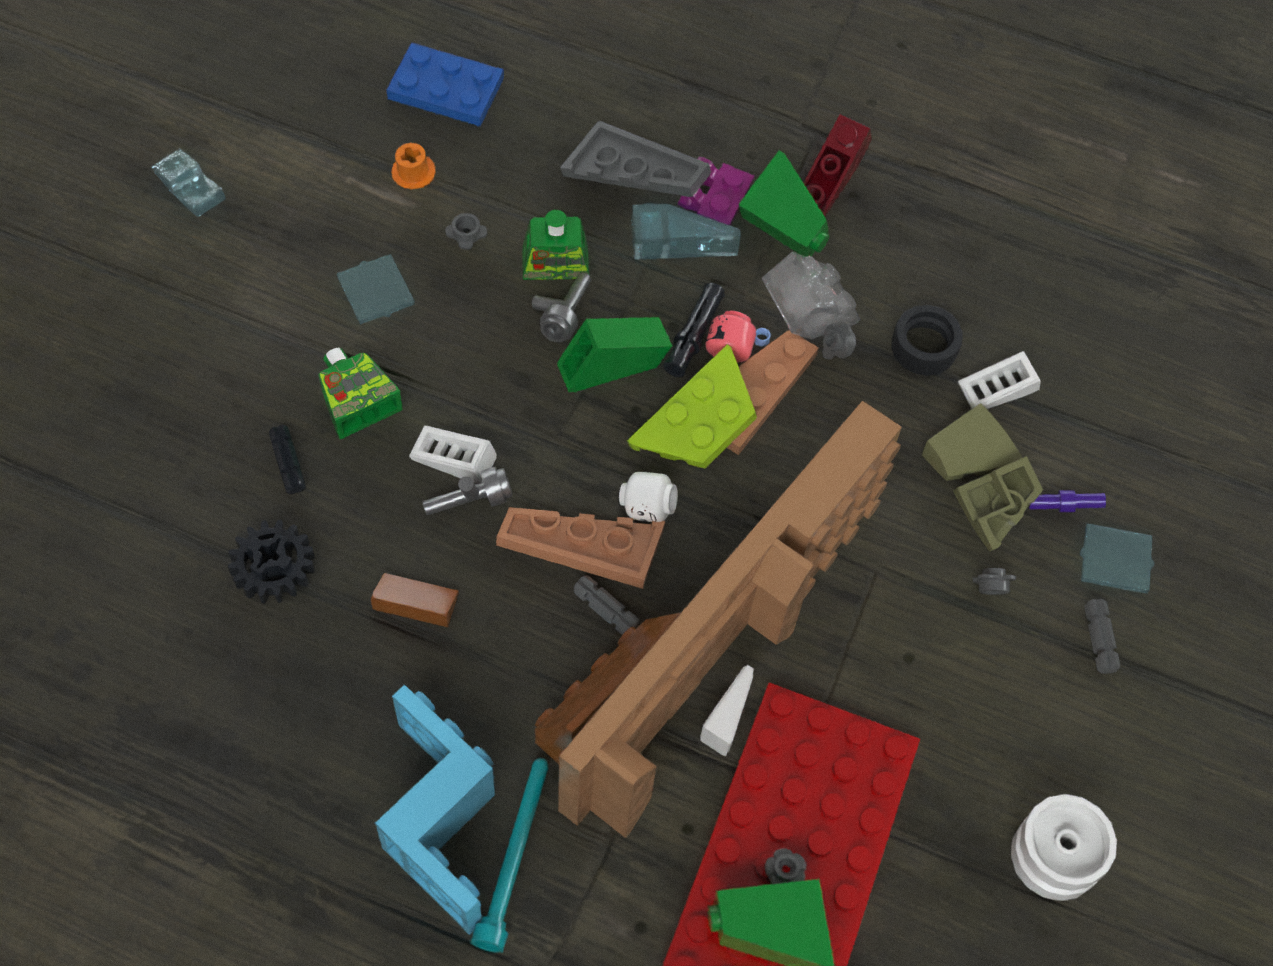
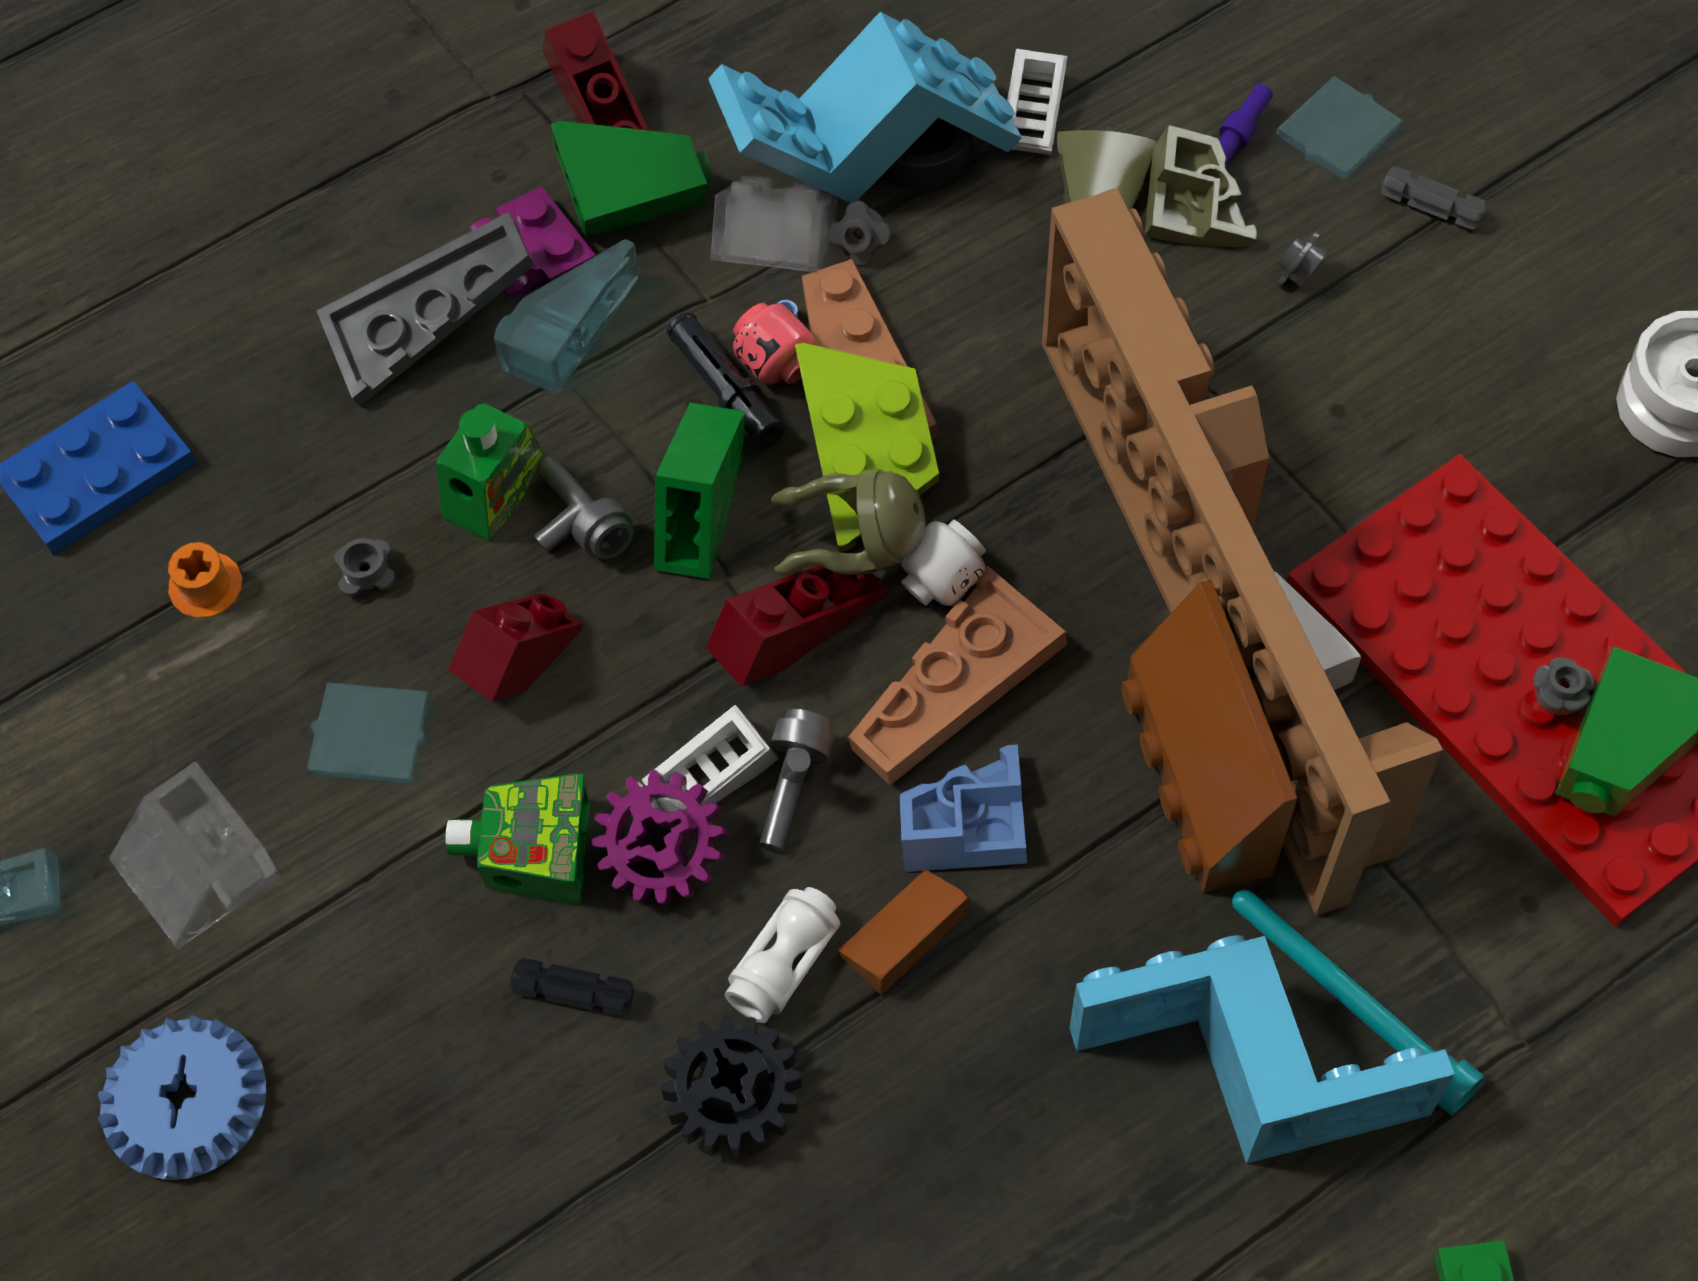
camera: 50 degrees left, 0 degrees up
(112, 339) = (208, 1128): none -> medium blue gear
(255, 250) = (190, 856): none -> clear slope
(344, 544) = (765, 978): none -> white piece
(390, 449) = (672, 860): none -> magenta gear
(462, 320) = (512, 644): none -> dark red slope
(502, 594) = (966, 818): none -> medium blue slope
(567, 442) = (787, 619): none -> dark red slope
(605, 604) = (1063, 701): dark grey axle -> none
(641, 446) = (888, 519): none -> olive hair
(910, 294) = (864, 108): none -> medium azure bracket

